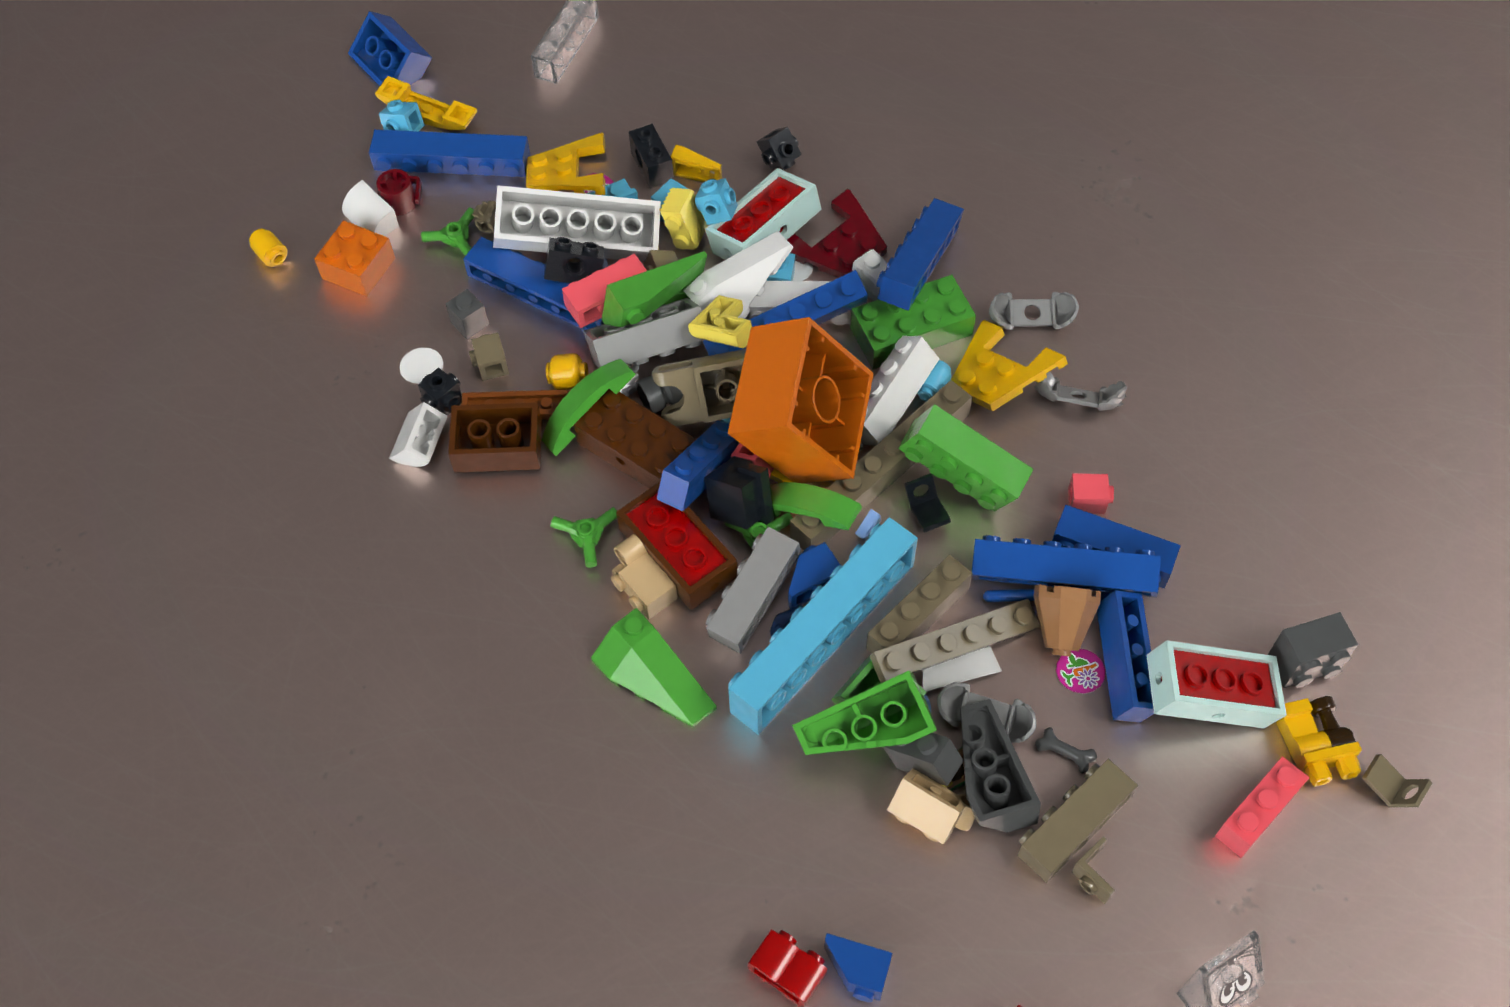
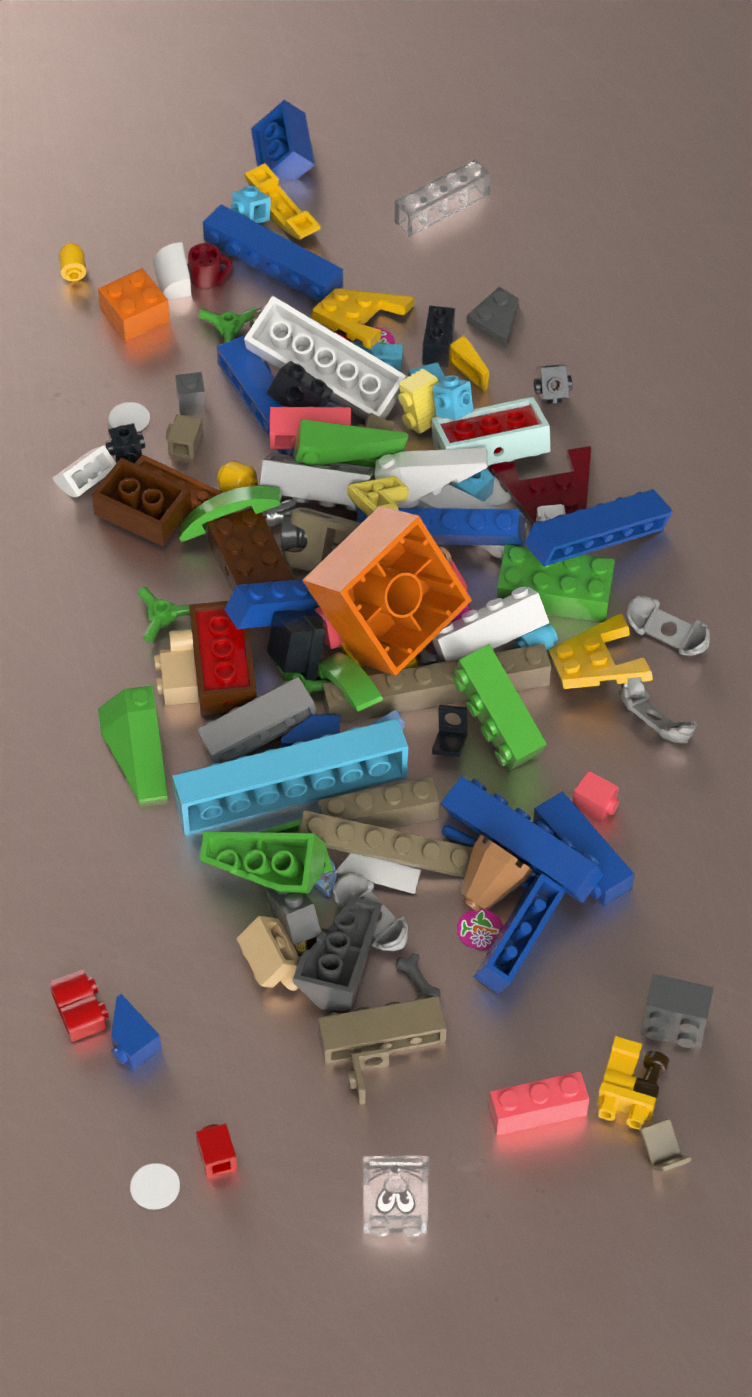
camera: 30 degrees right, 5 degrees down
(683, 116) = (495, 315): none -> dark grey wing
(1215, 684) = (569, 989): brick -> none

